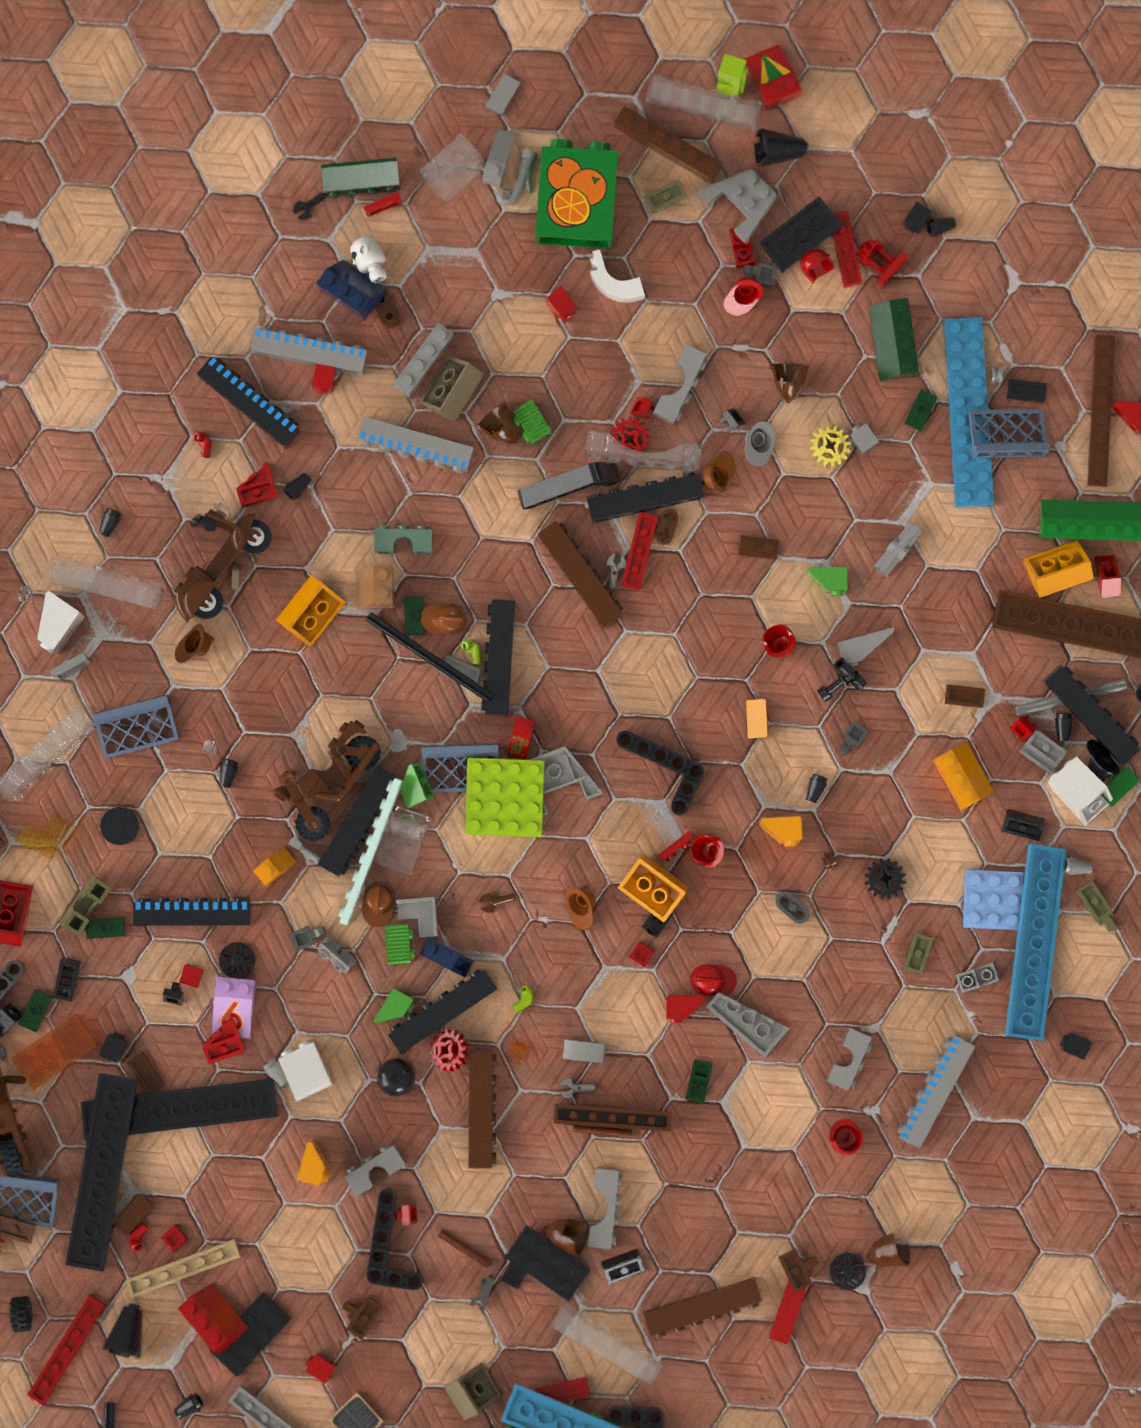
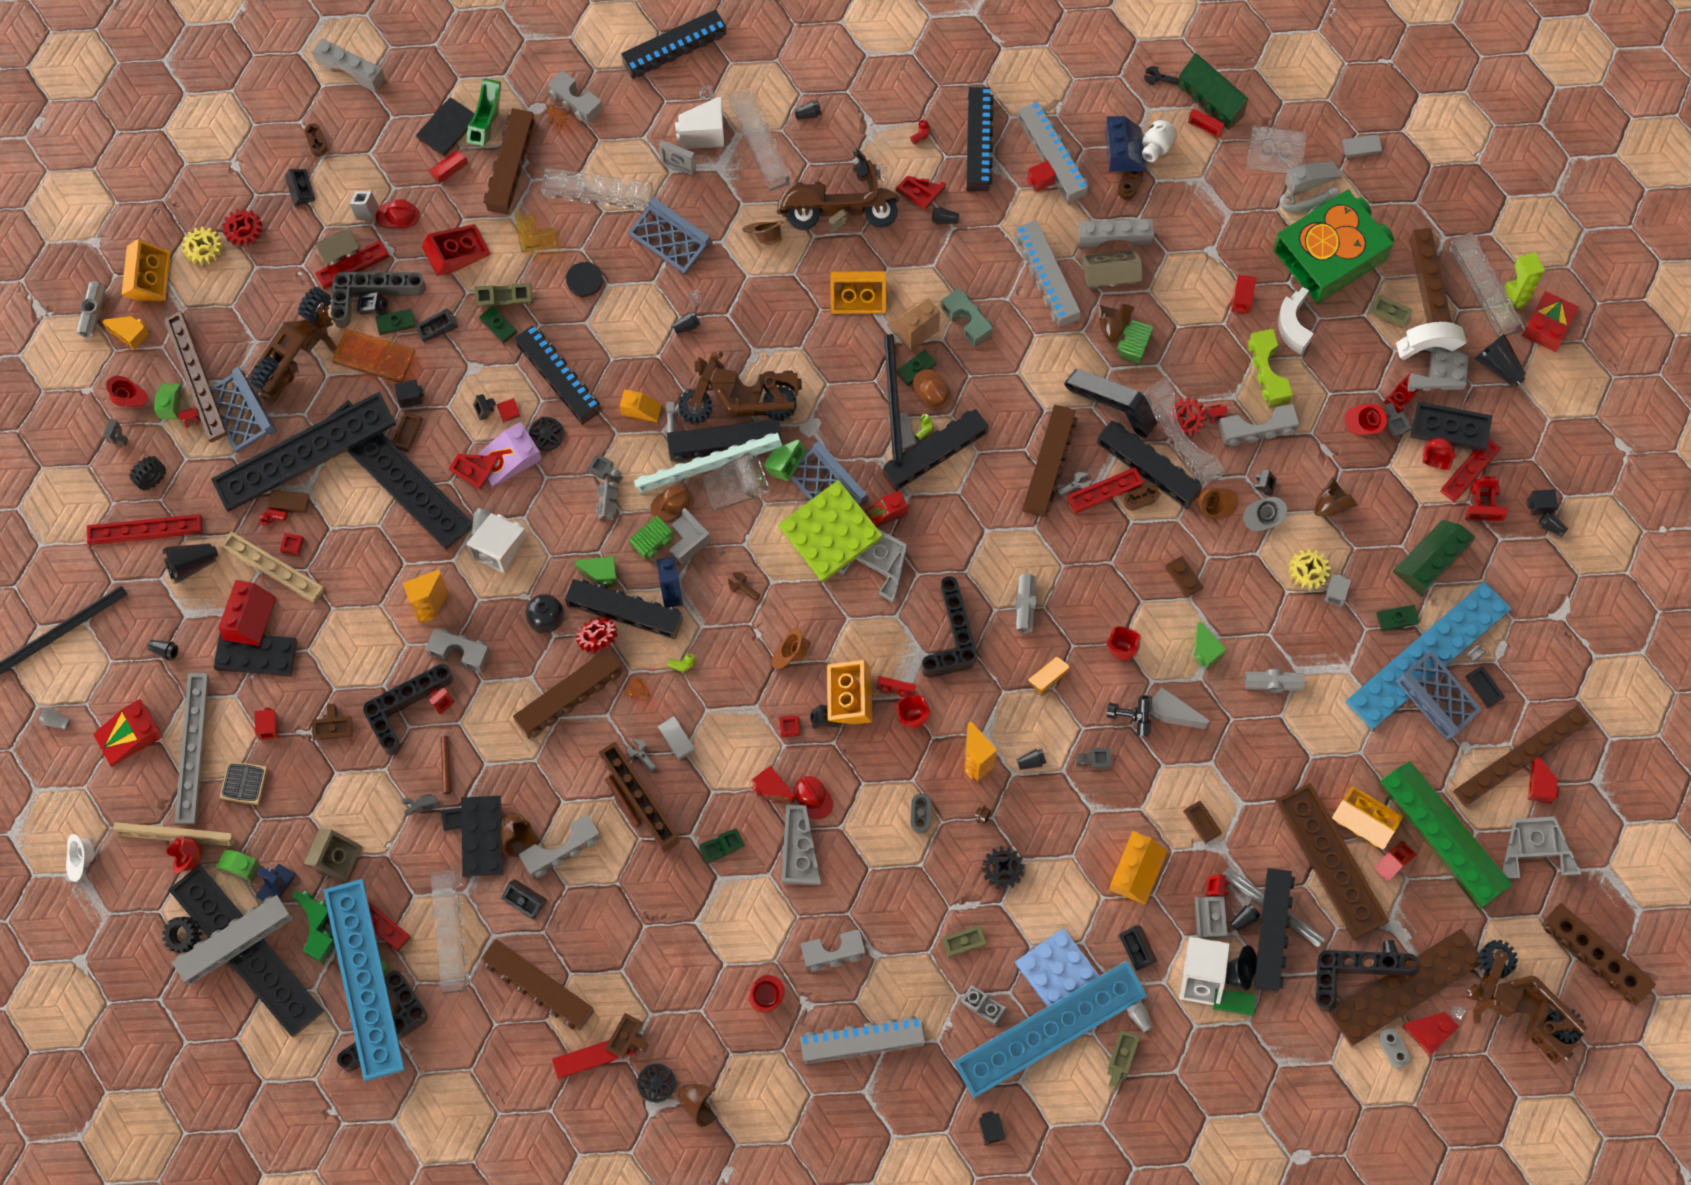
camera: 50 degrees right, 15 degrees down
(660, 345) = (1275, 388): none -> lime arch
(685, 690) = (1025, 603): none -> light grey piece
(716, 187) = (1431, 335): none -> white arch

